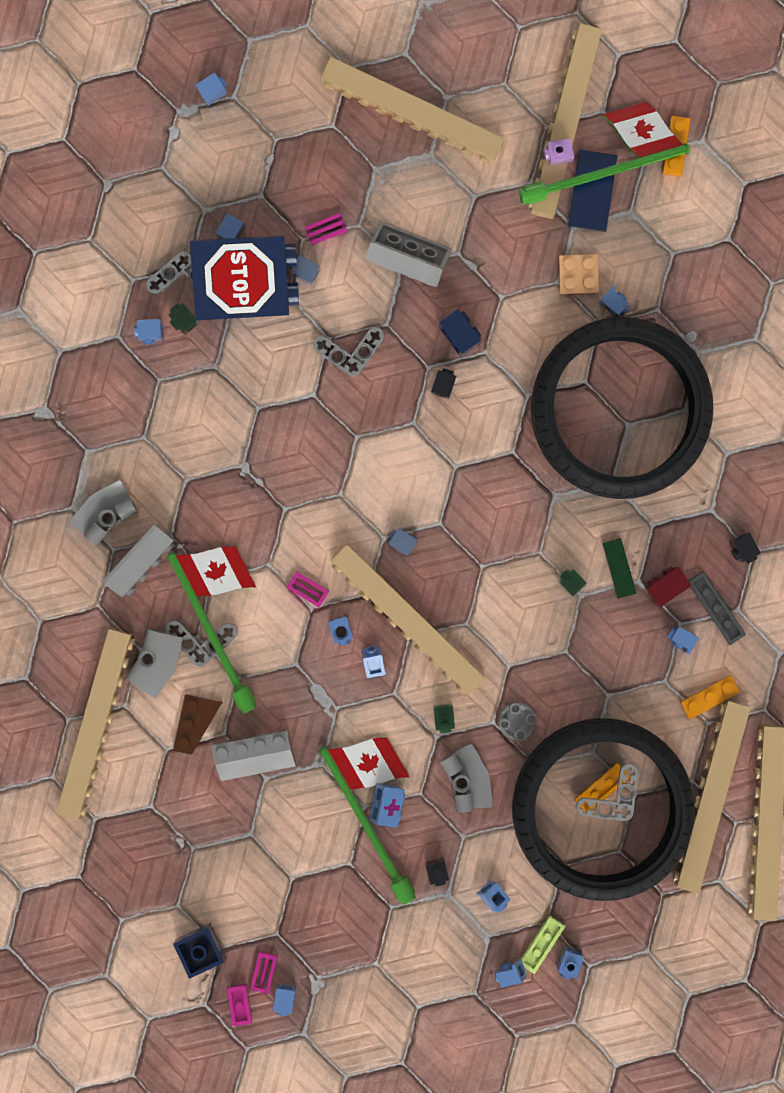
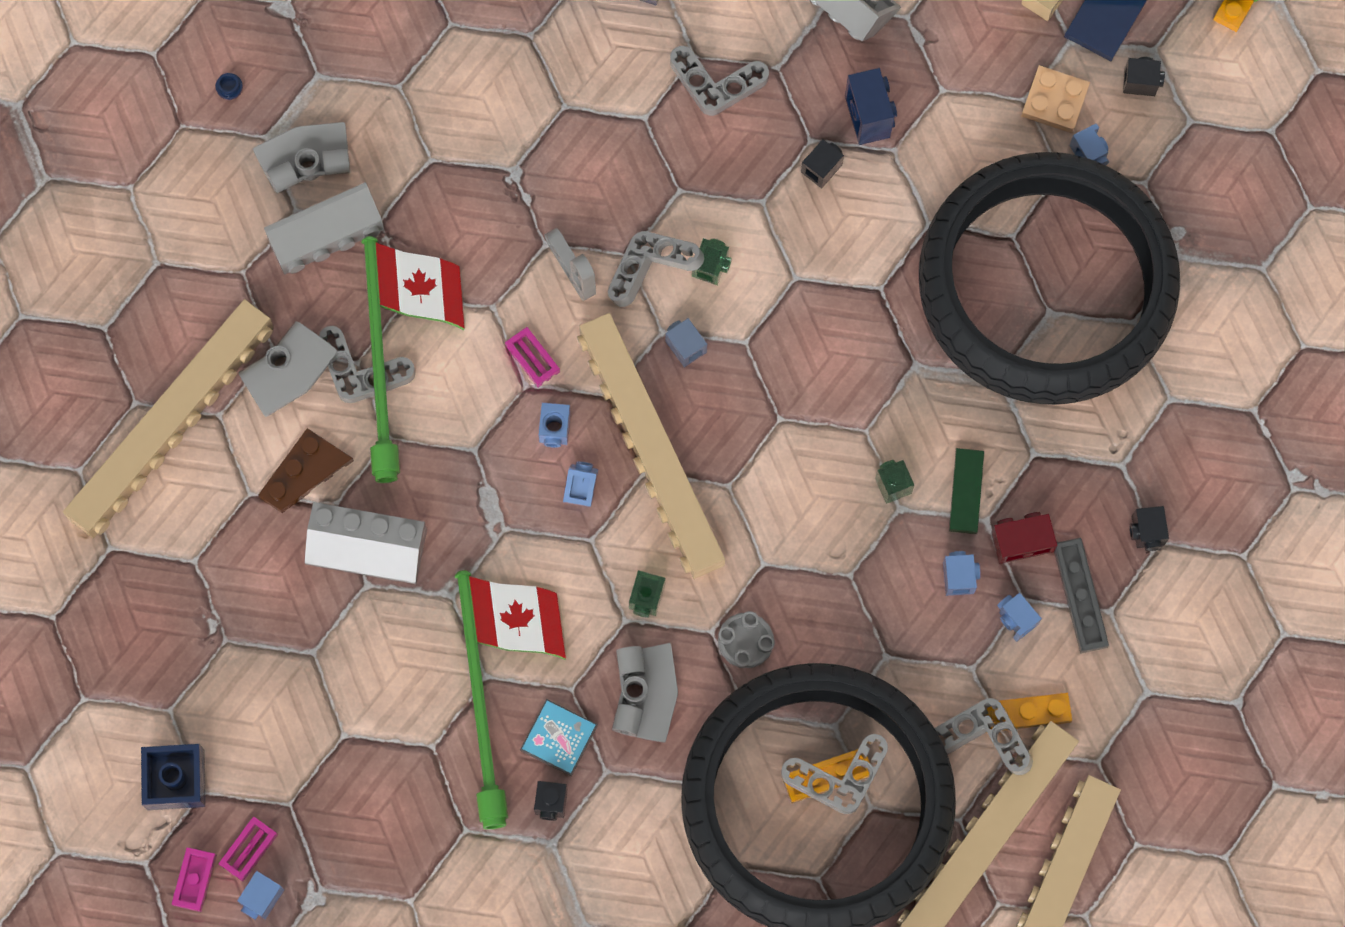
camera: 20 degrees right, 15 degrees down
(33, 483) = (229, 86): none -> dark blue plate
(314, 525) = (576, 268): none -> light grey beam
(353, 495) = (644, 257): none -> light grey beam
(387, 805) = (519, 680): medium blue brick -> none
(397, 479) = (715, 261): none -> clear green brick
(425, 828) = (559, 737): none -> medium azure tile
(493, 889) = (623, 862): medium blue brick -> none
(631, 236) = (1143, 76): none -> black brick
(636, 625) = (960, 573): none -> medium blue brick
(686, 719) = (982, 725): none -> light grey beam

